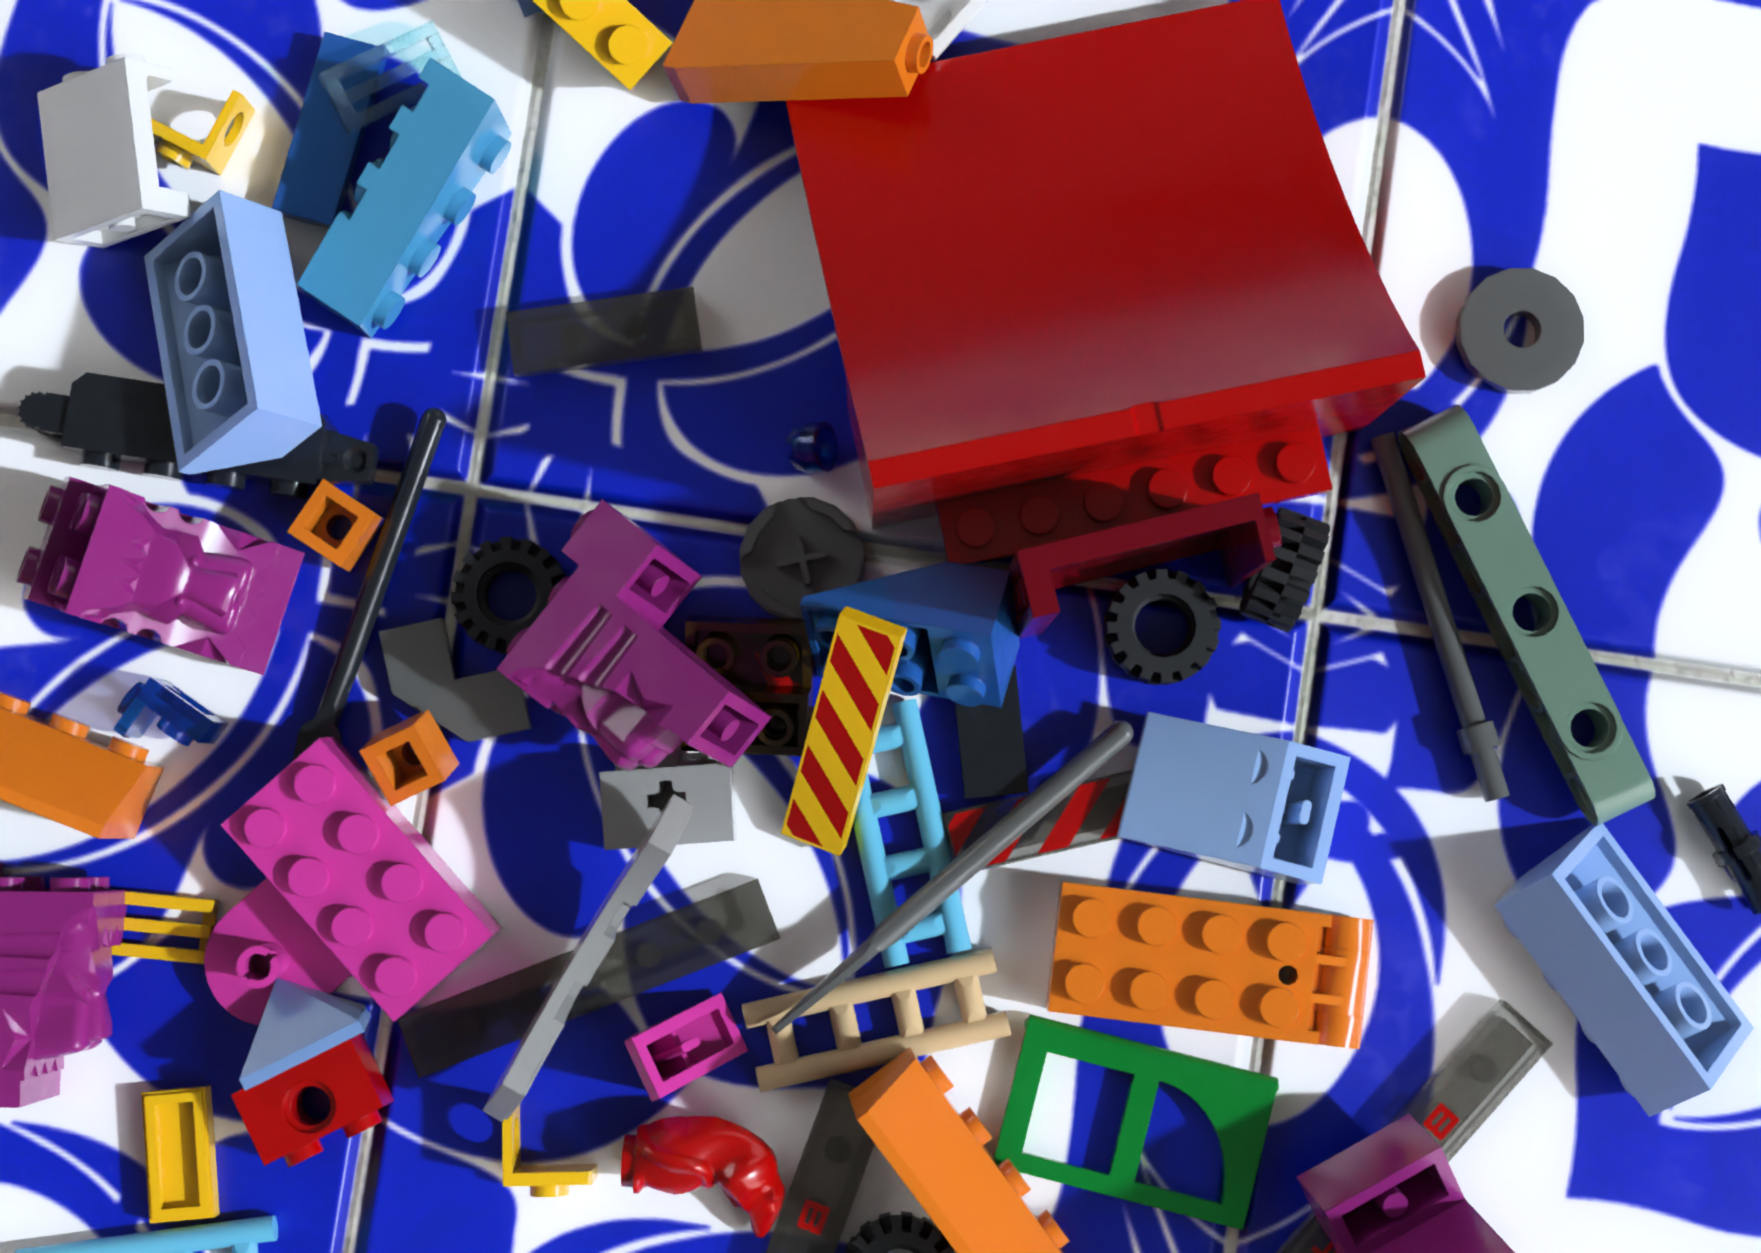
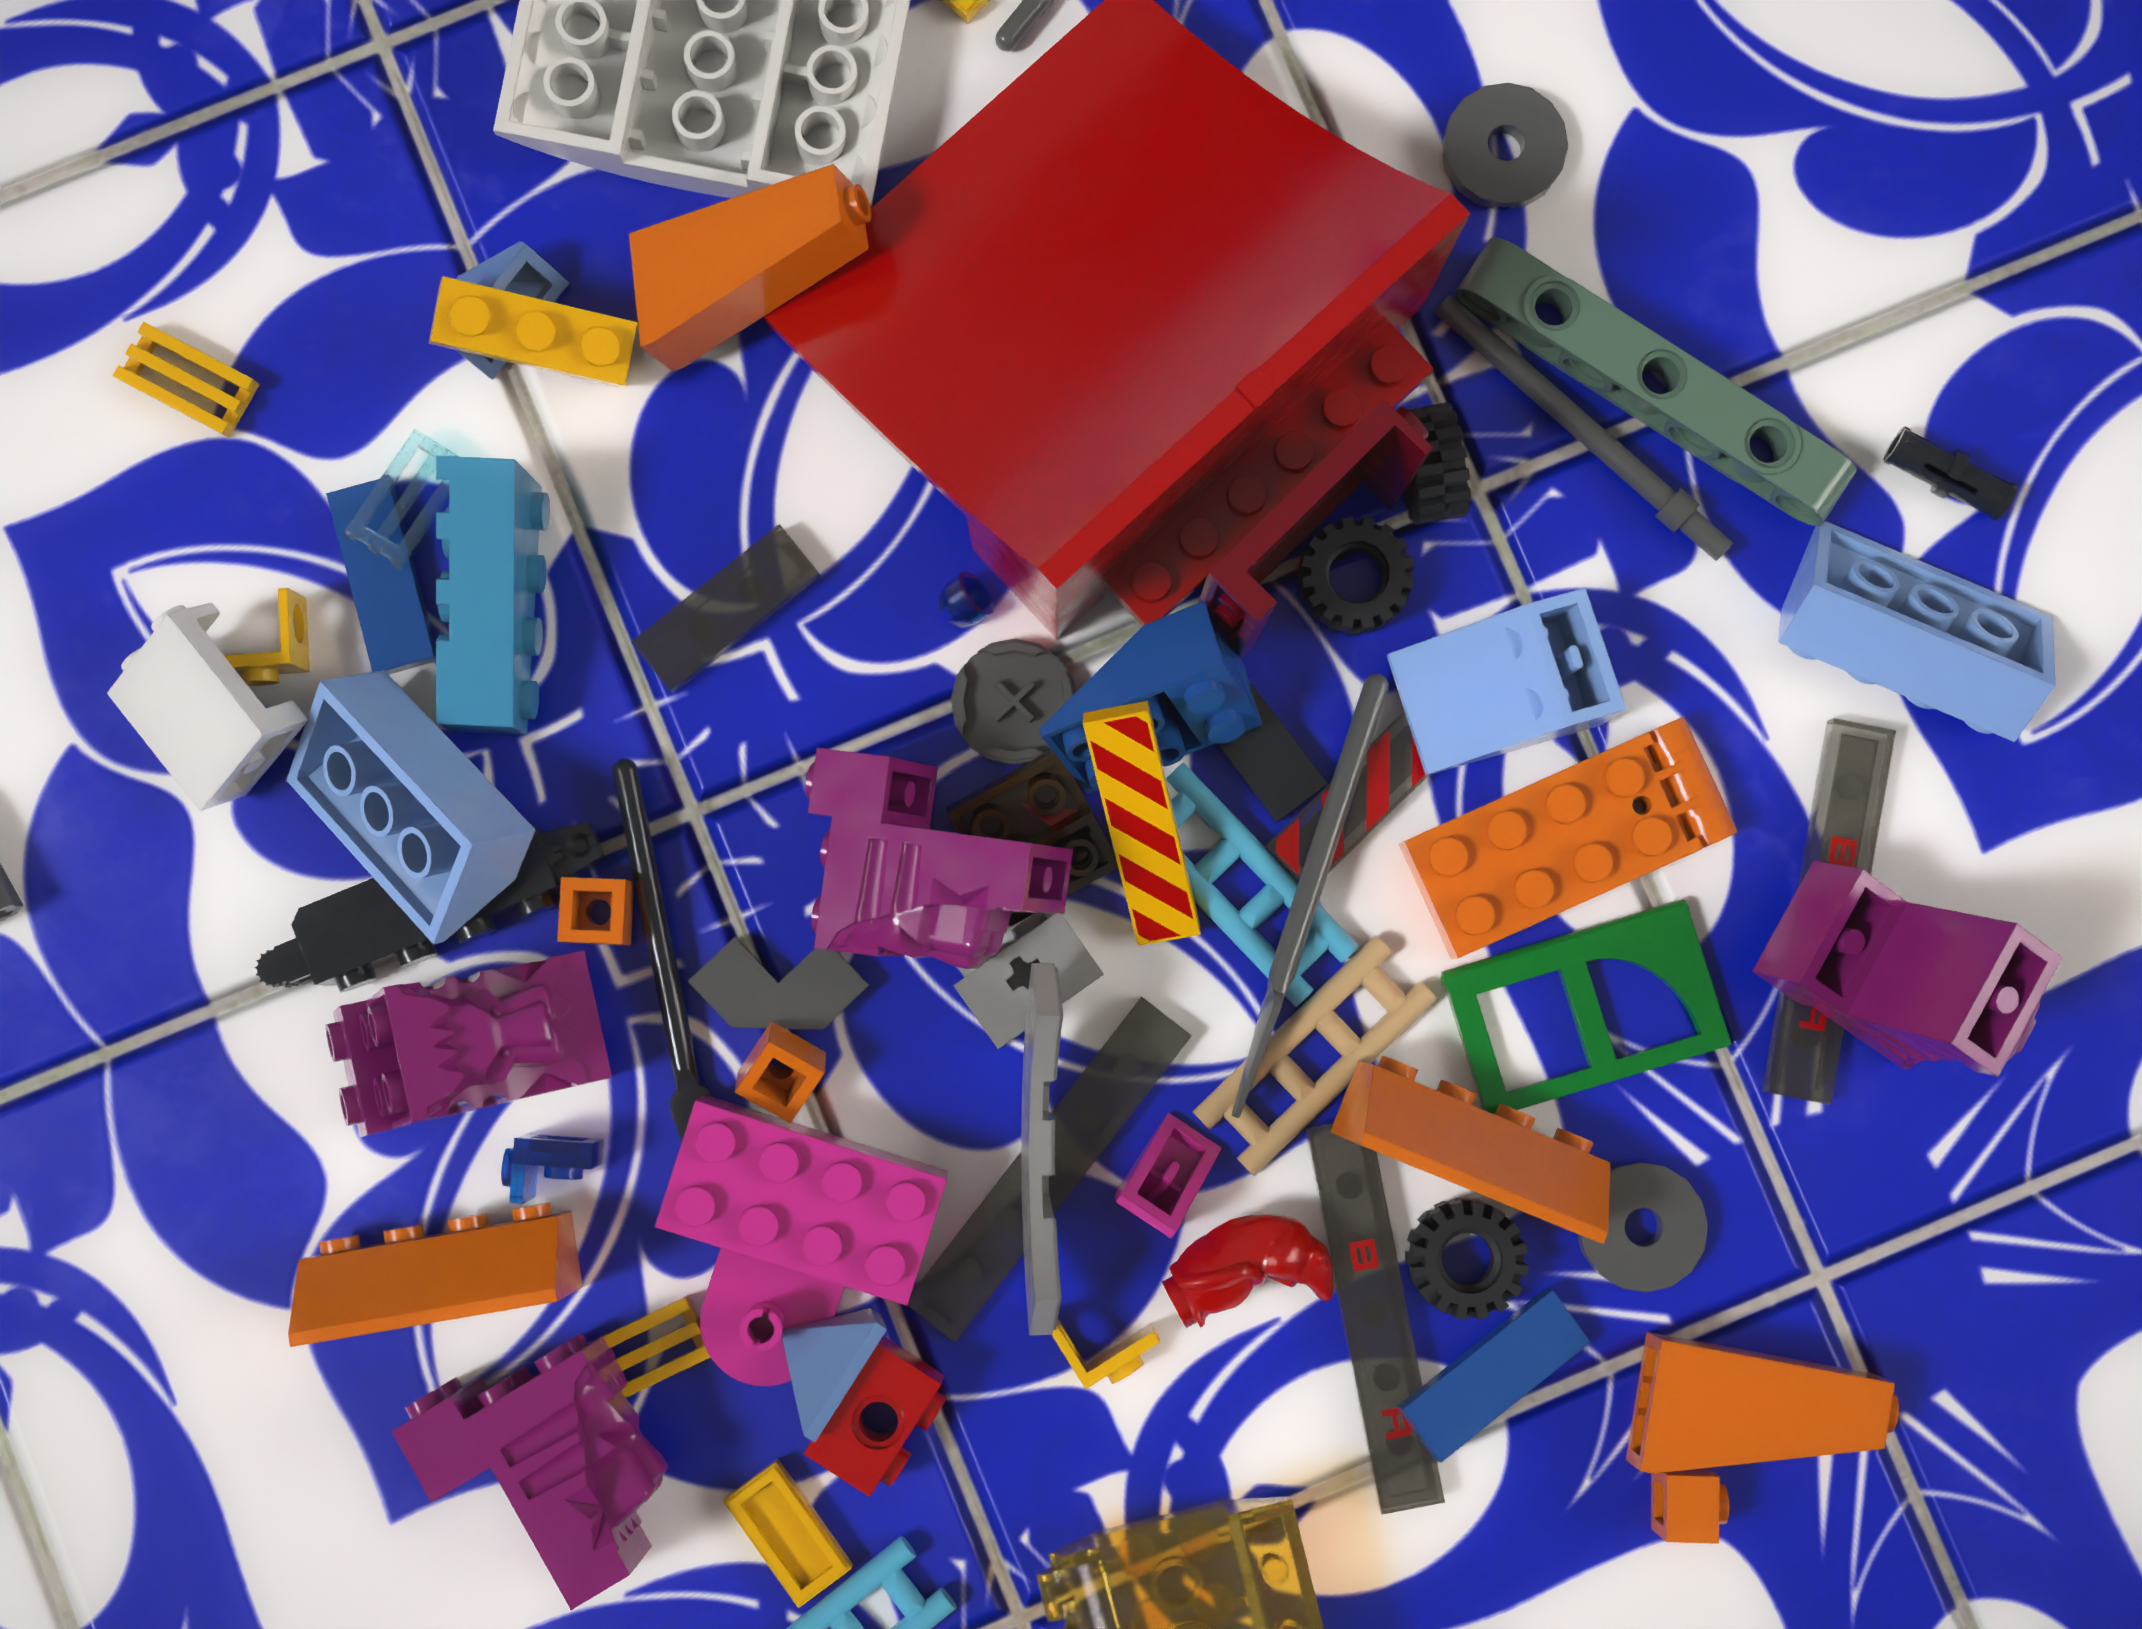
camera: 30 degrees left, 0 degrees up
(479, 573) = (745, 873): black tyre -> none

